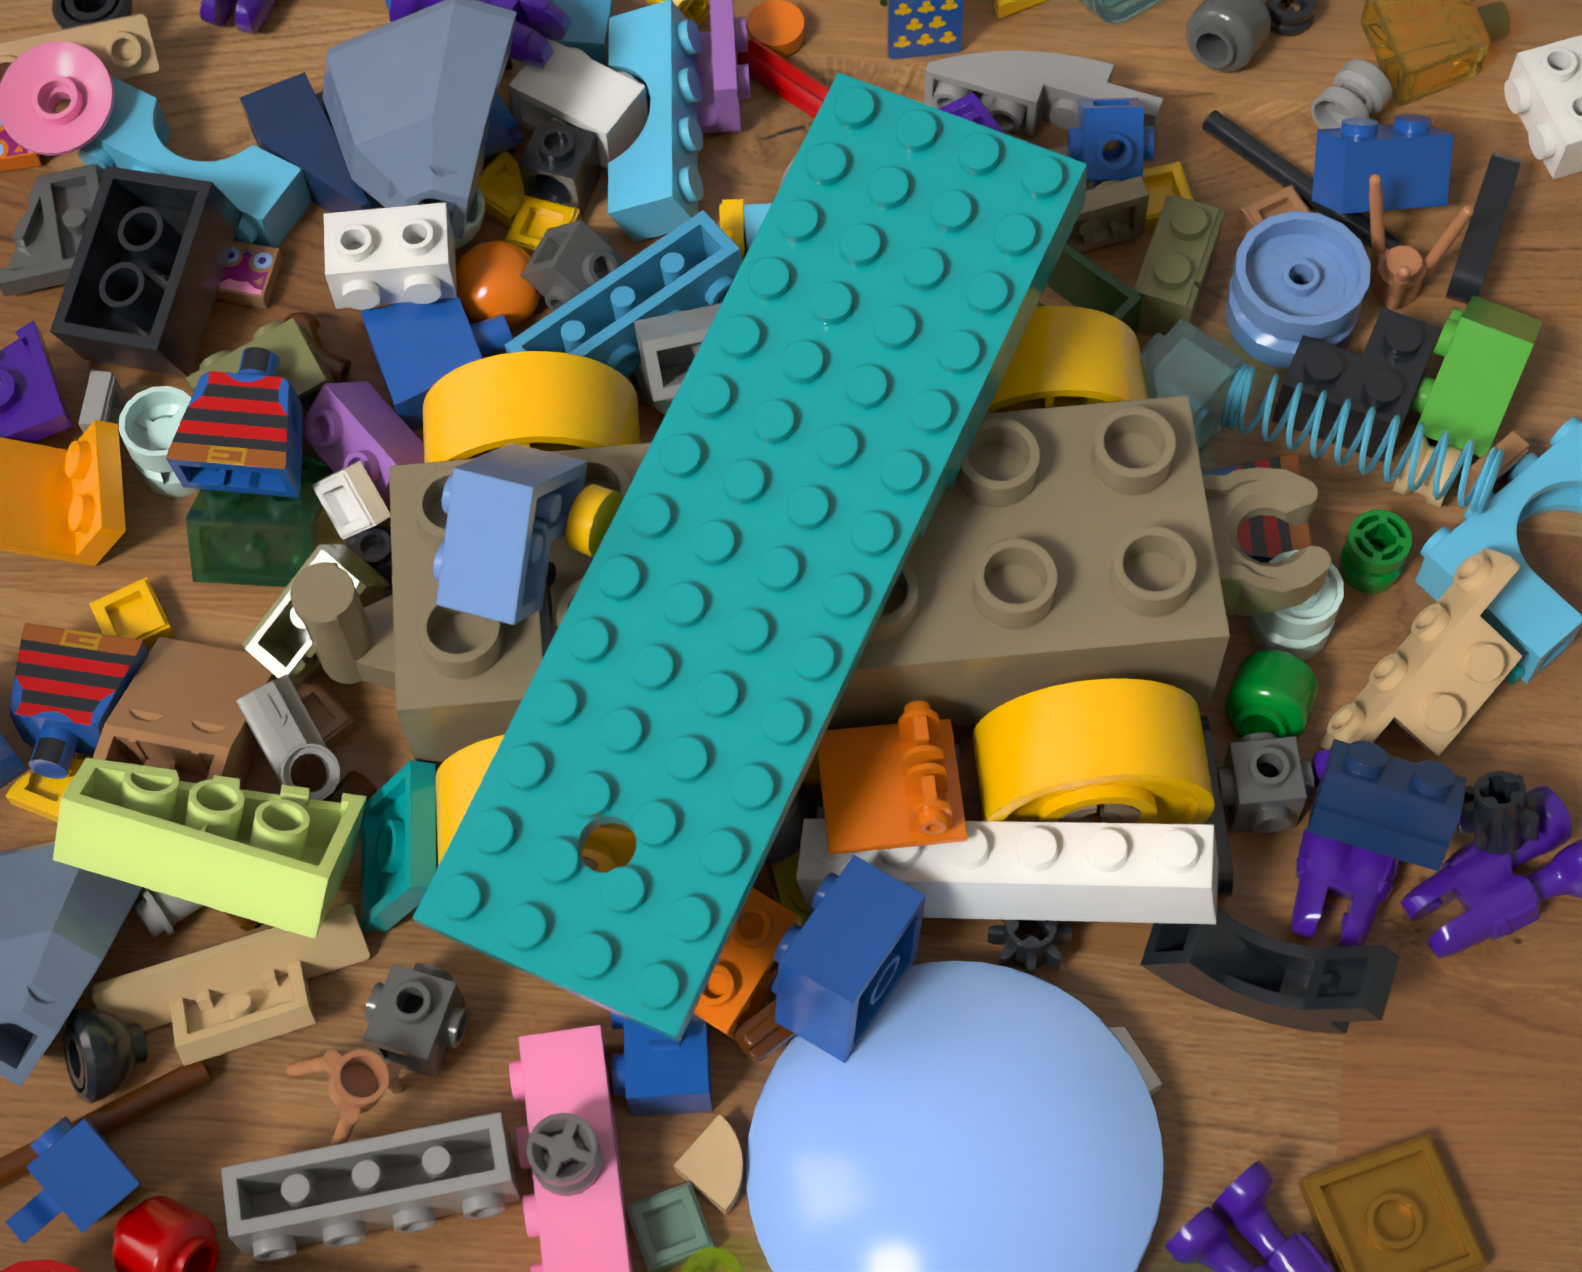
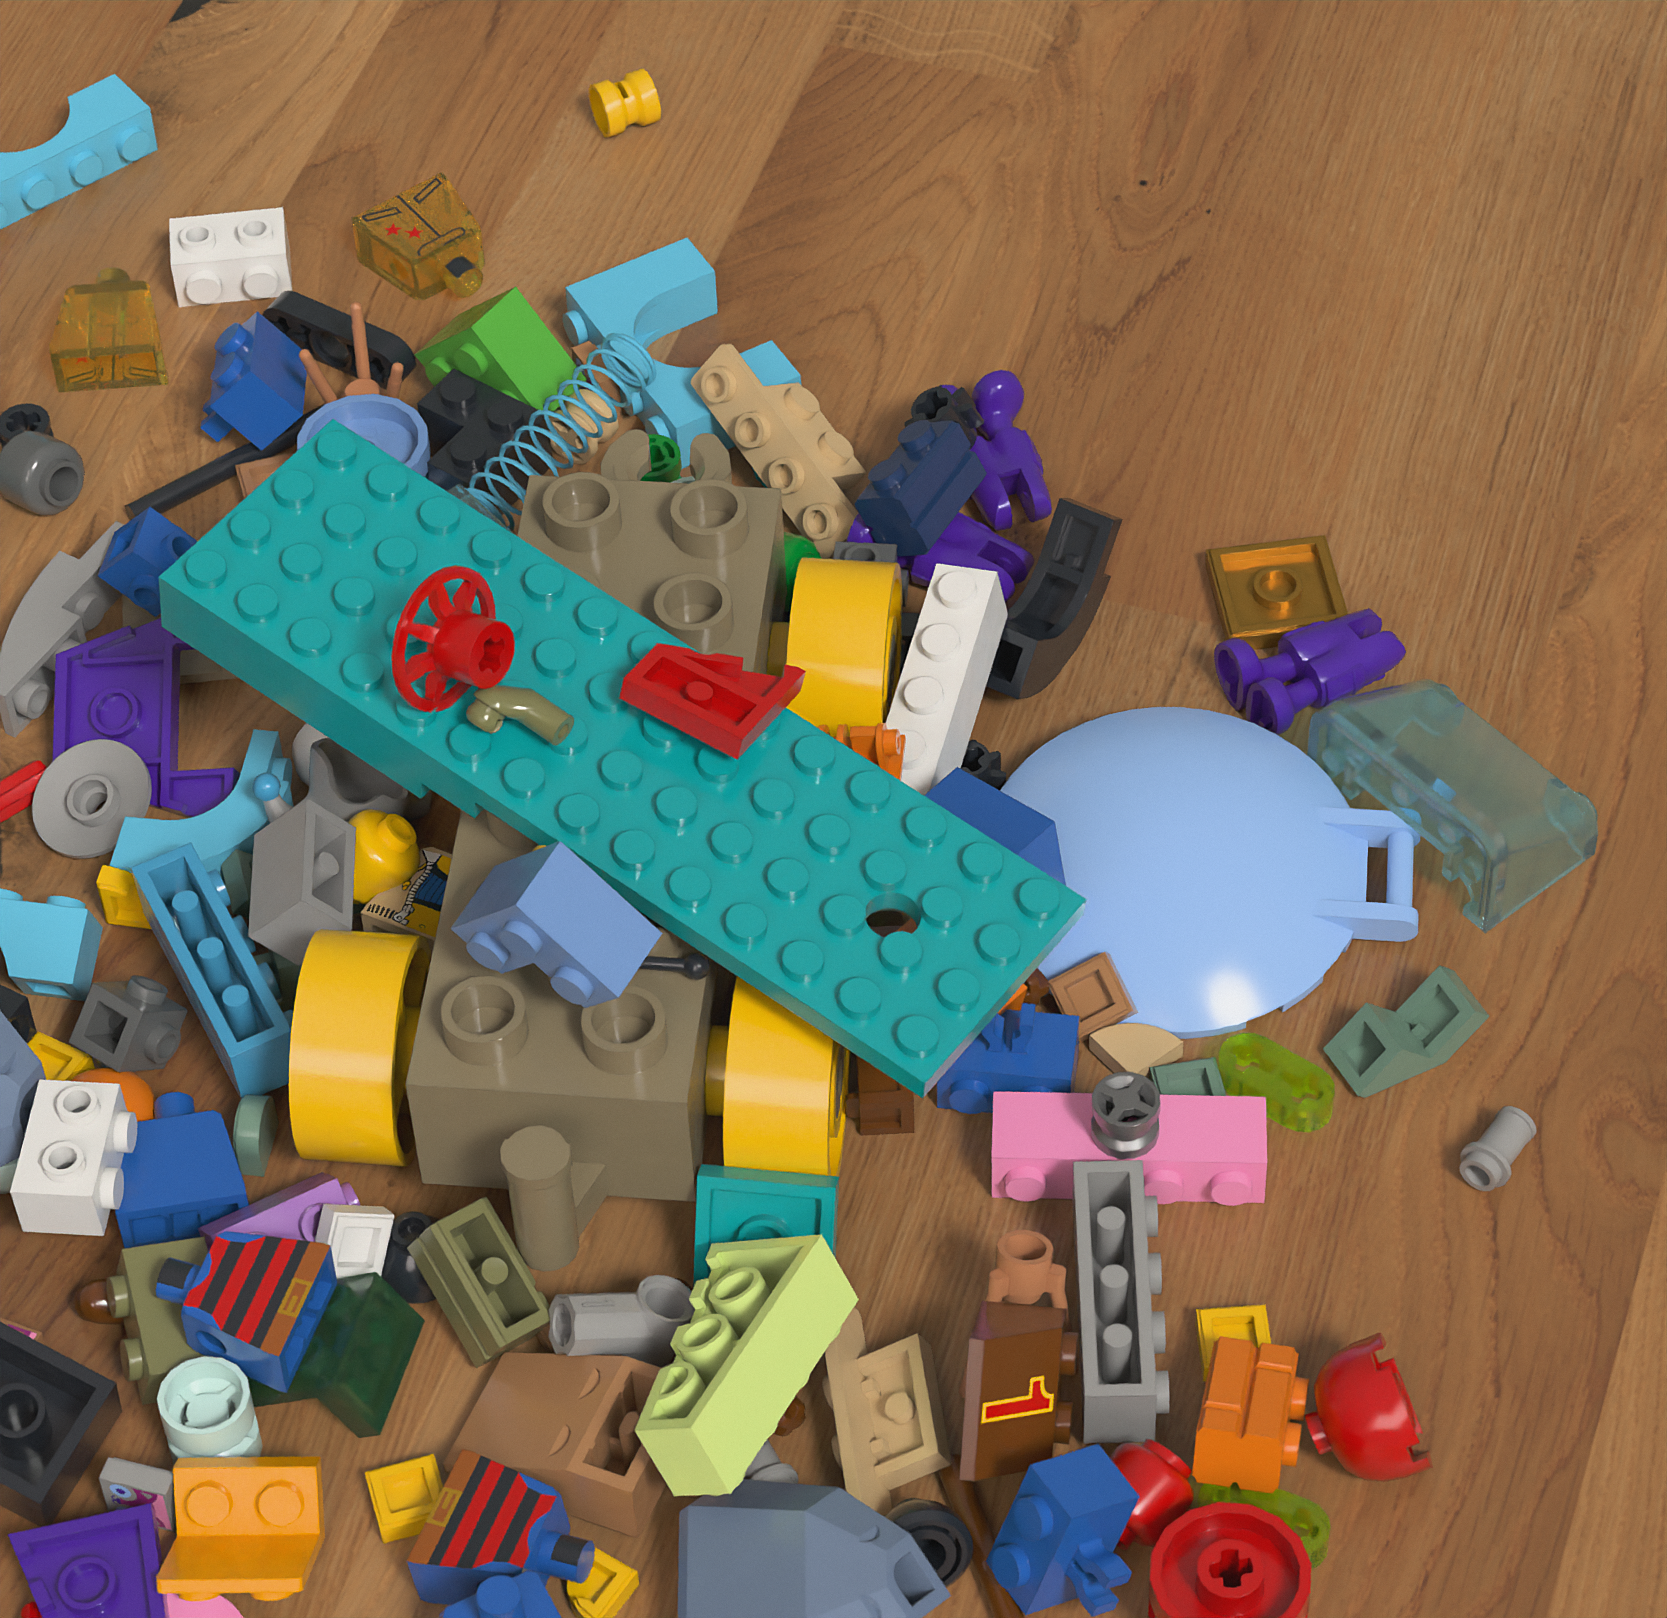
camera: 80 degrees left, 15 degrees down
(227, 1096) = (1016, 1389): none -> reddish brown slope
(415, 1018) = (946, 1253): dark grey brick -> none
(745, 419) = (522, 705): none -> olive arm
(760, 1108) = (1094, 994): none -> medium nougat tile
(771, 337) = (458, 644): none -> red wheel
(804, 600) = (710, 695): none -> red wing
(1357, 93) = (161, 401): light grey wheel -> none

